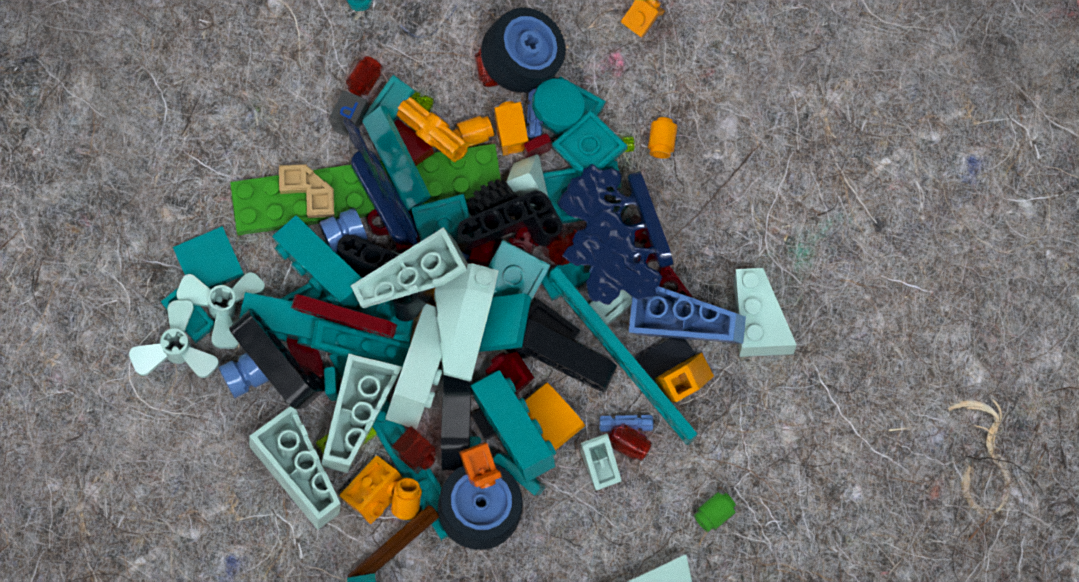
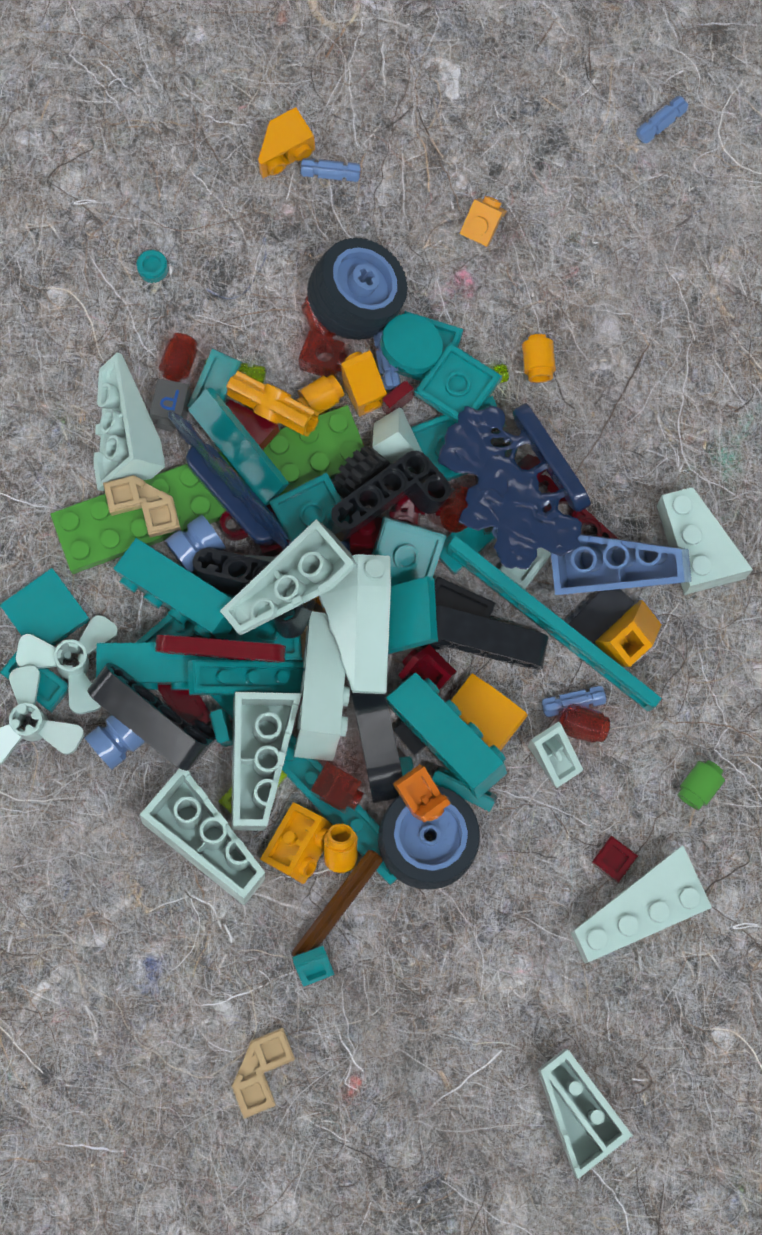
camera: 10 degrees left, 5 degrees up
(307, 128) = (125, 430): none -> light aqua wedge
(478, 90) = (314, 346): none -> clear red brick
(630, 557) = (614, 859): none -> dark red tile

